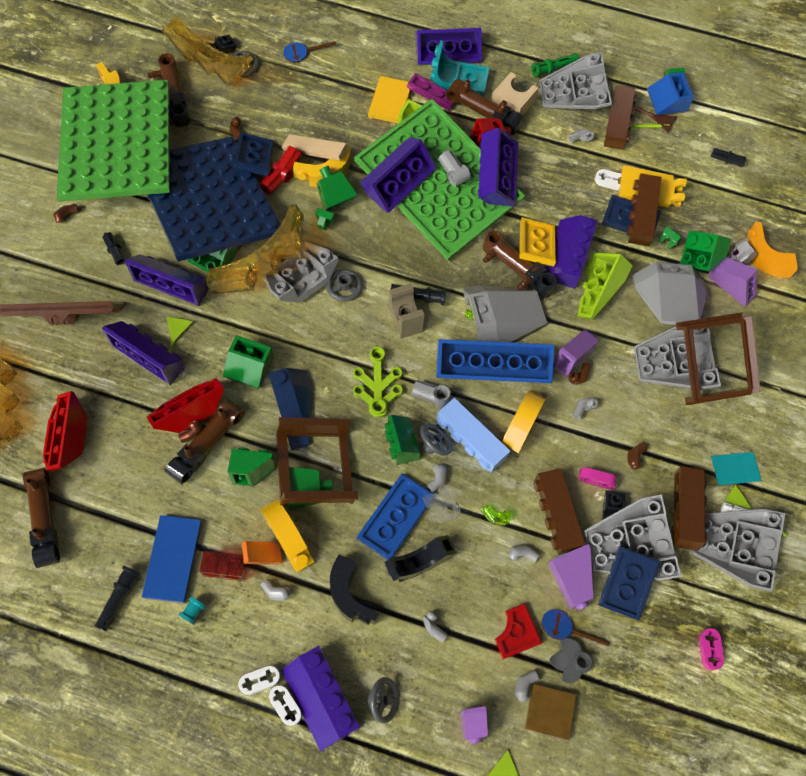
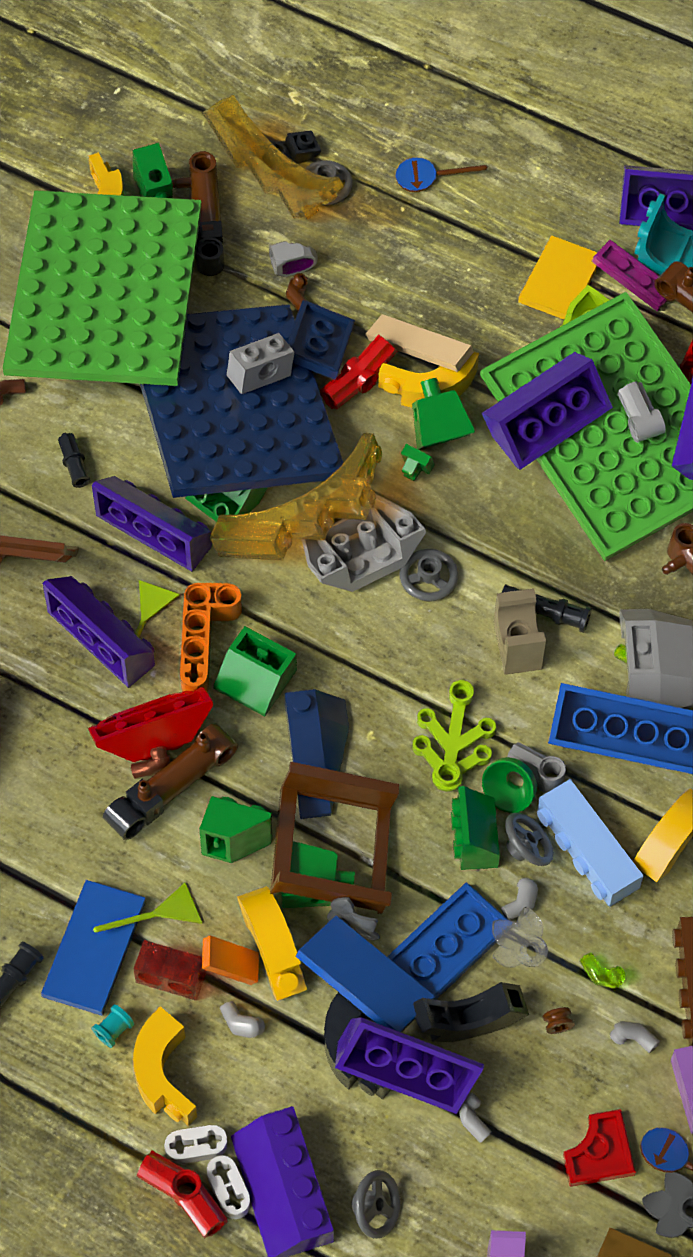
camera: 15 degrees right, 5 degrees down
(134, 60) = (151, 172): none -> green torso
(209, 348) = (202, 615): none -> orange beam
(219, 171) = (260, 363): none -> light grey brick
(219, 628) = (152, 1047): none -> yellow arch
(222, 522) = (176, 906): none -> lime piece
(229, 109) = (291, 258): none -> light grey rock
(244, 708) = (198, 1205): none -> red piece
(330, 511) = (345, 910): none -> dark grey plate
(349, 548) = (363, 975): none -> blue tile
(386, 604) = (406, 1064): none -> dark purple slope
(417, 413) = (498, 785): none -> green piece
(475, 552) = (558, 1020): none -> reddish brown bush
(522, 685) = (593, 1225): light grey arm -> none

